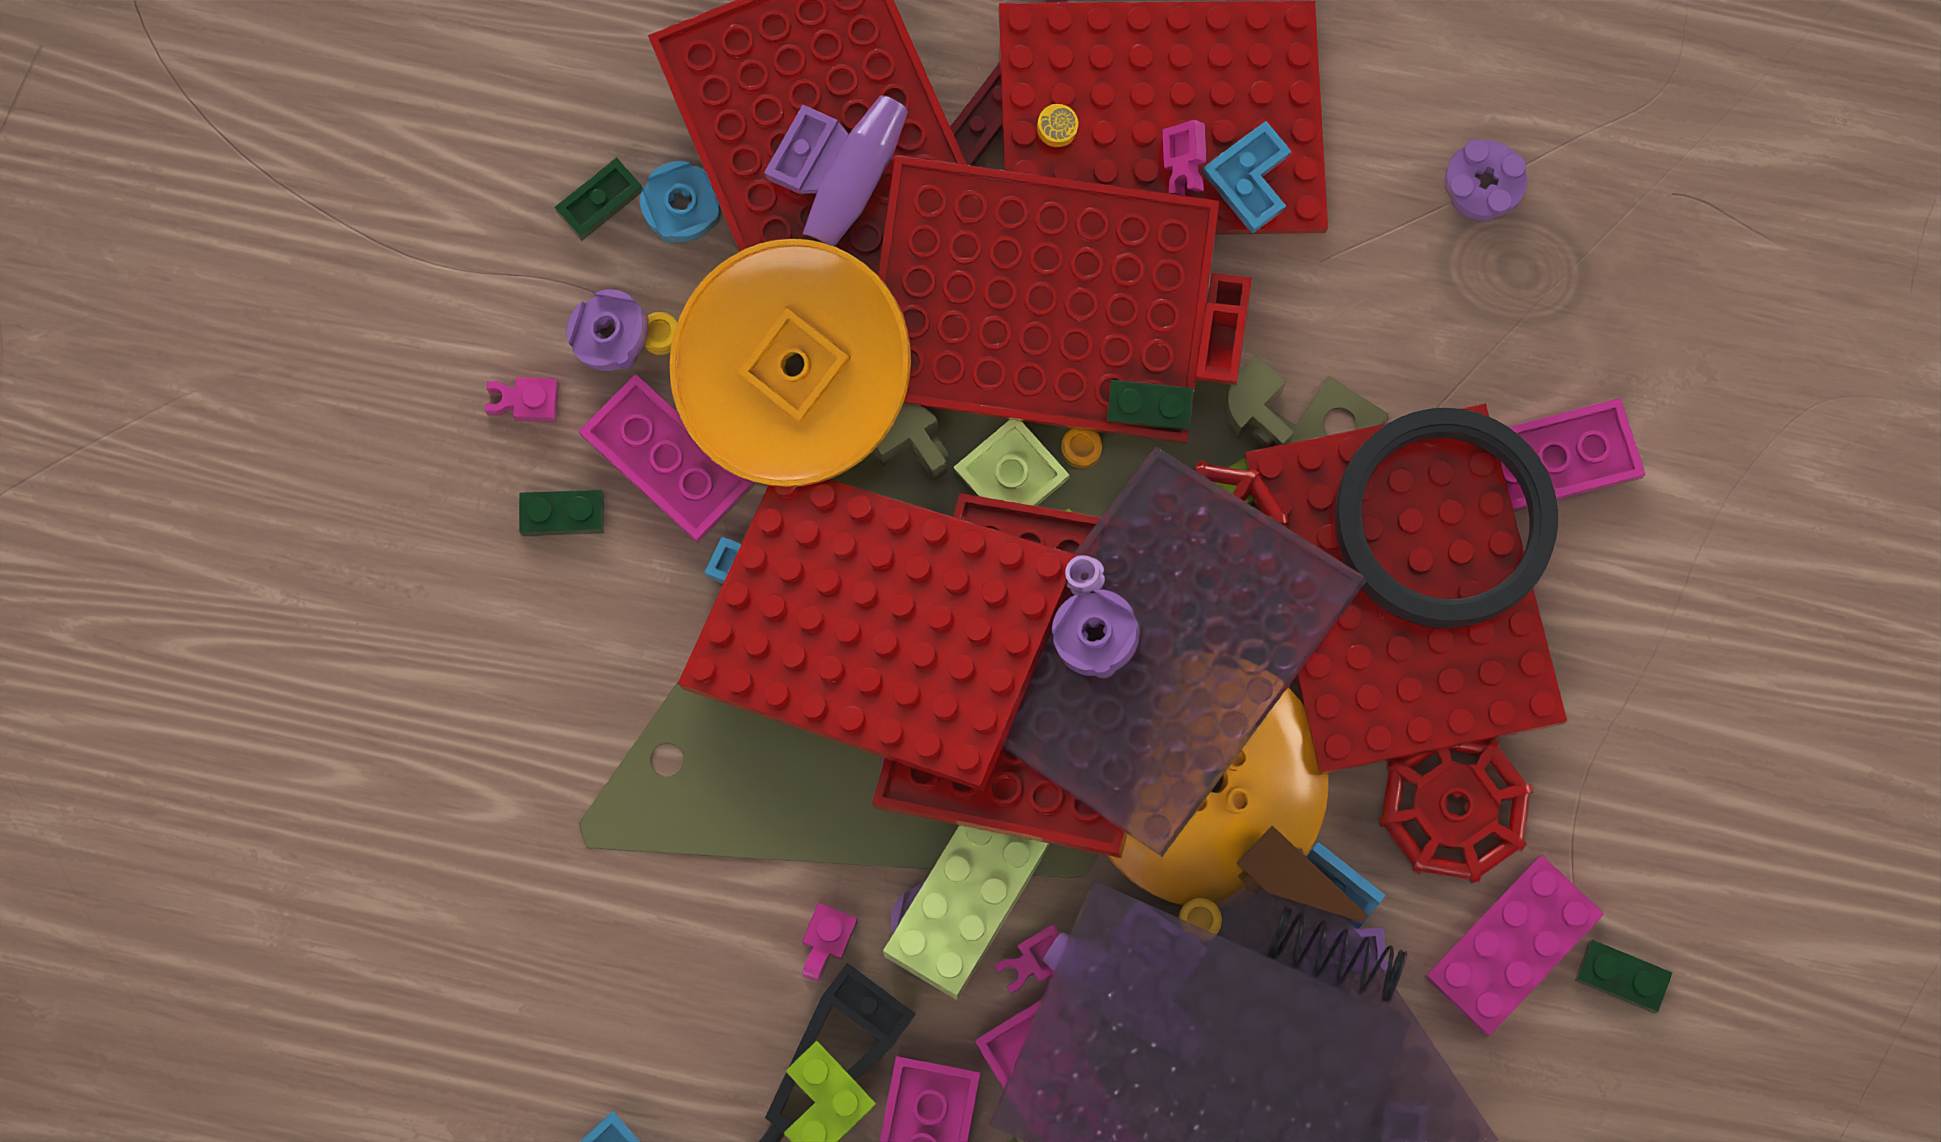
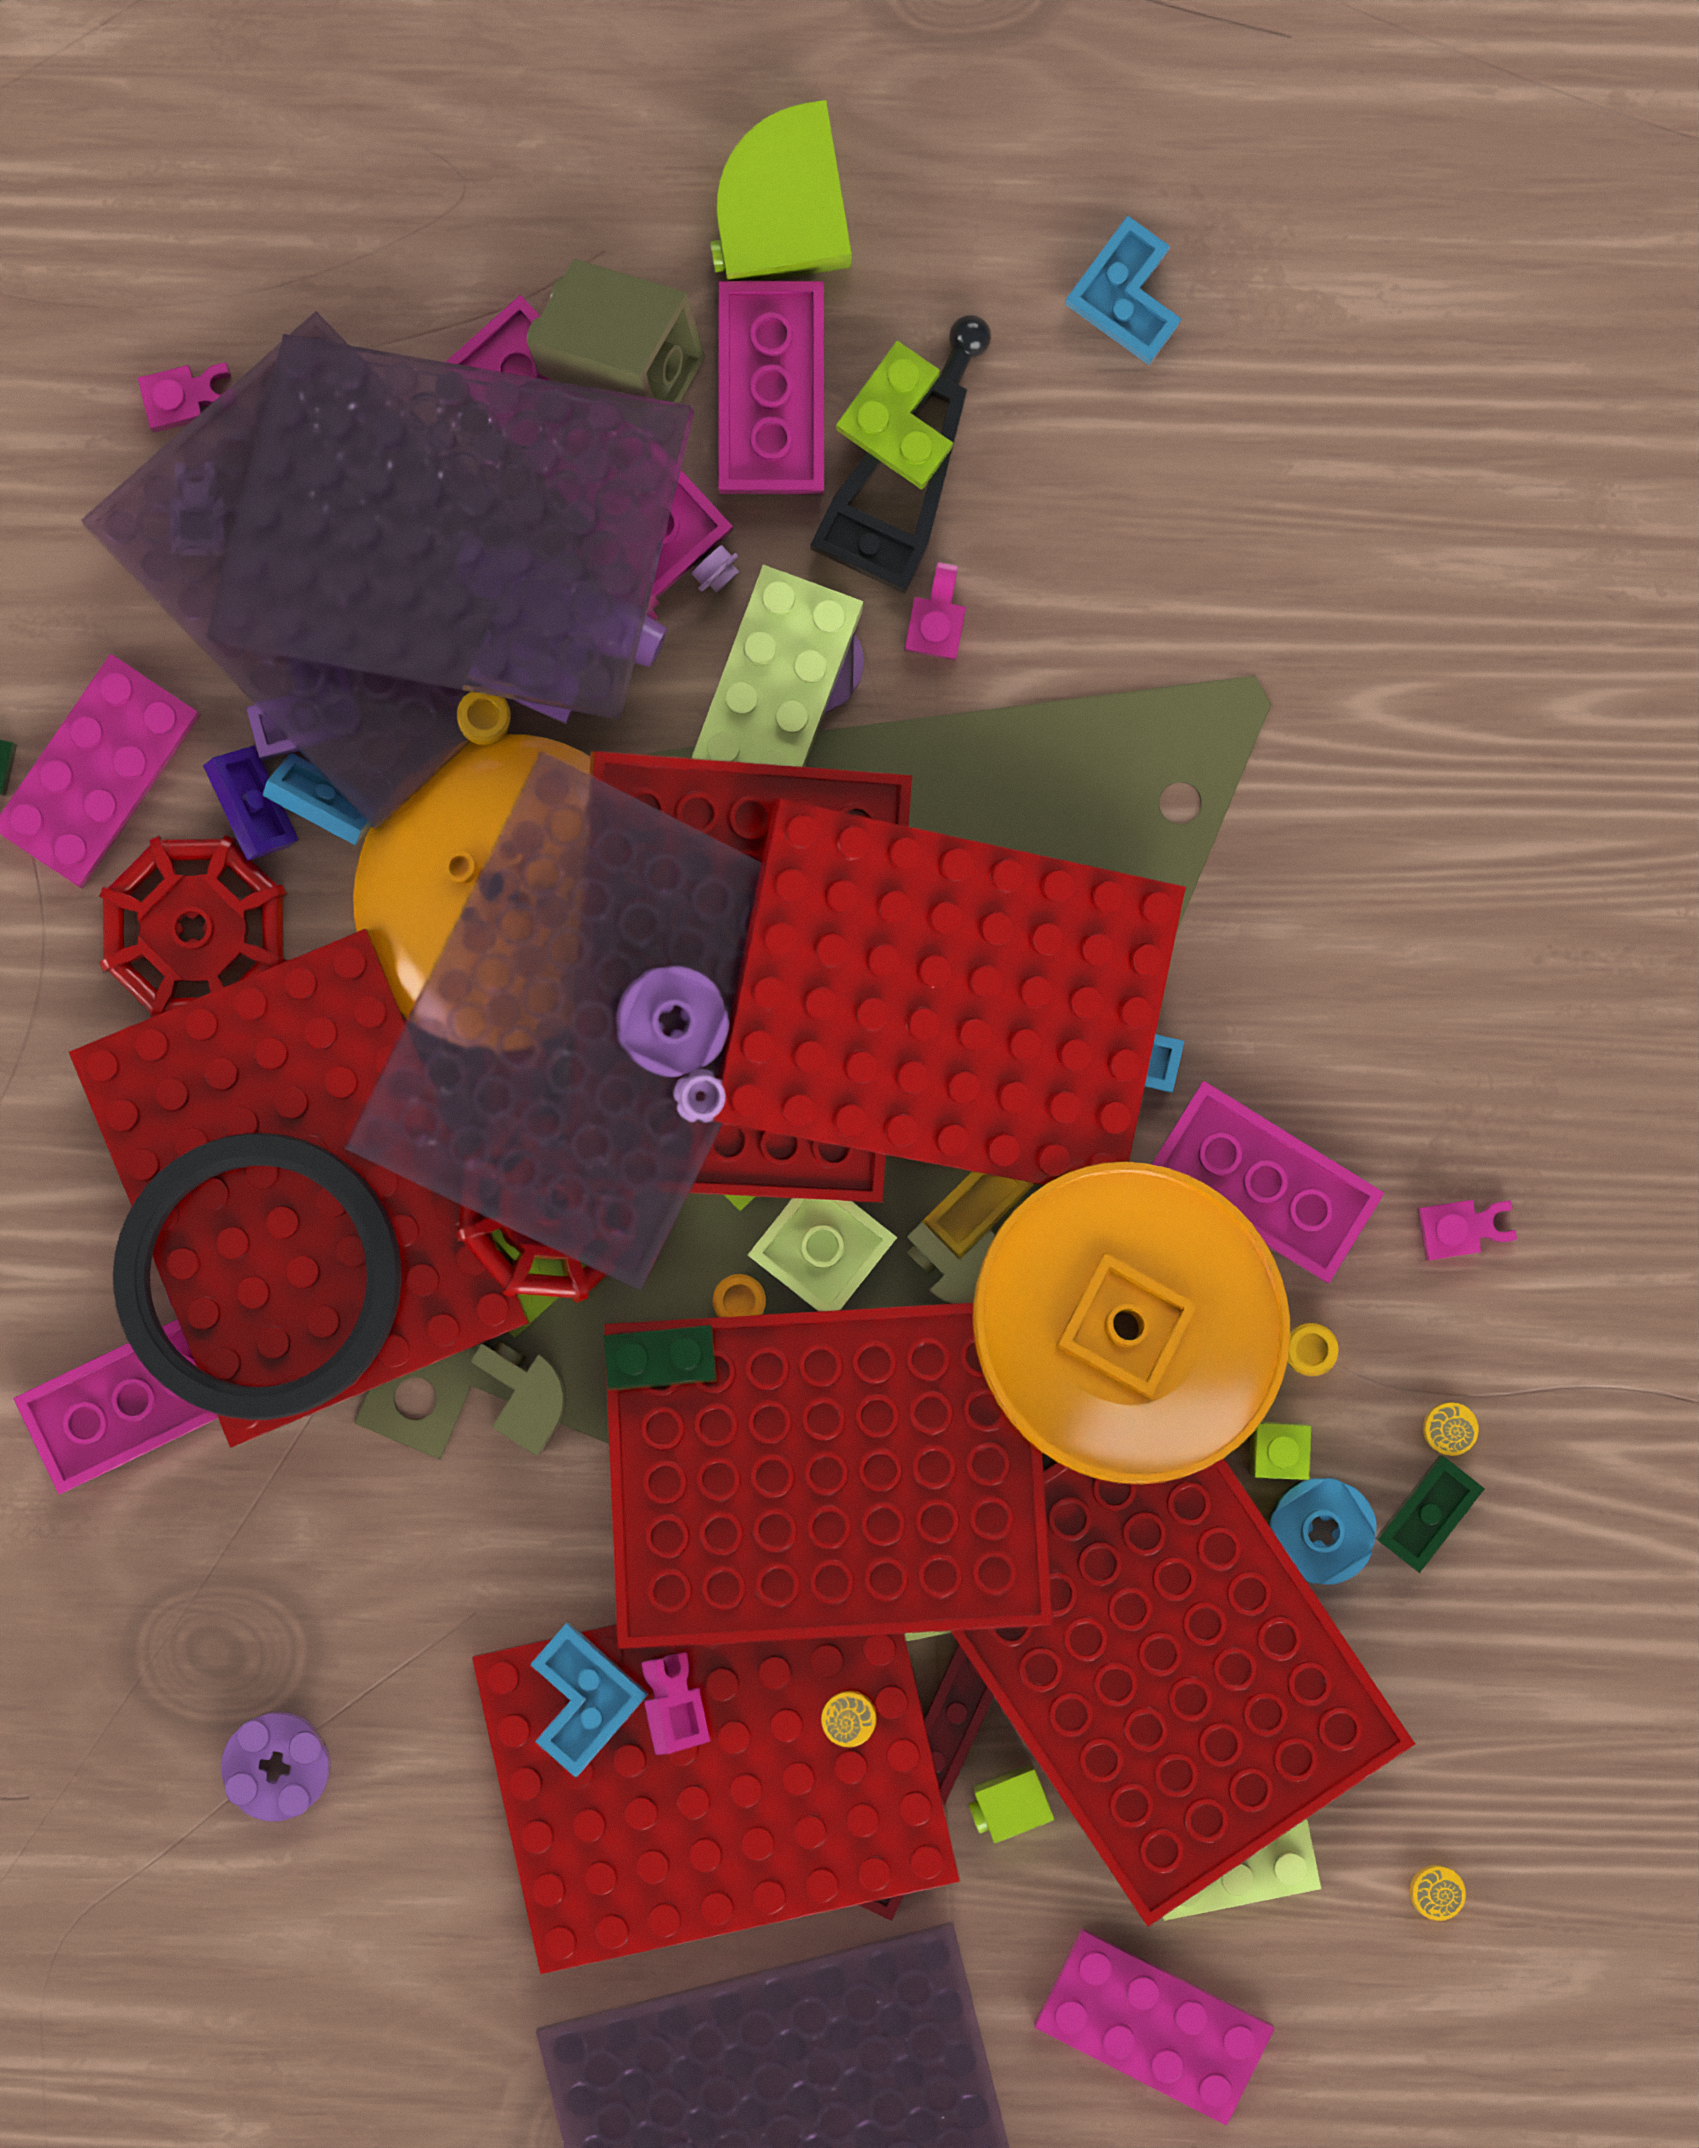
camera: 165 degrees right, 10 degrees up
(561, 513) = (1382, 1088): dark green plate -> none
(569, 257) = (1450, 1428): none -> tile
(623, 345) = (1348, 1341): medium lavender plate -> none
(697, 257) = (1280, 1451): none -> lime brick
(837, 166) = (1121, 1599): medium lavender plate -> none
(897, 476) = (973, 1209): none -> yellow tile
(950, 54) = (1010, 1804): none -> lime brick
(994, 1010) = (716, 570): none -> lavender plate
(1031, 961) = (680, 641): dark pink plate -> none
(1224, 328) = (583, 1482): red slope -> none
(1290, 876) = (378, 780): reddish brown slope -> none
(1392, 976) = (234, 695): black piece -> none
(1401, 908) = (255, 820): none -> dark purple plate

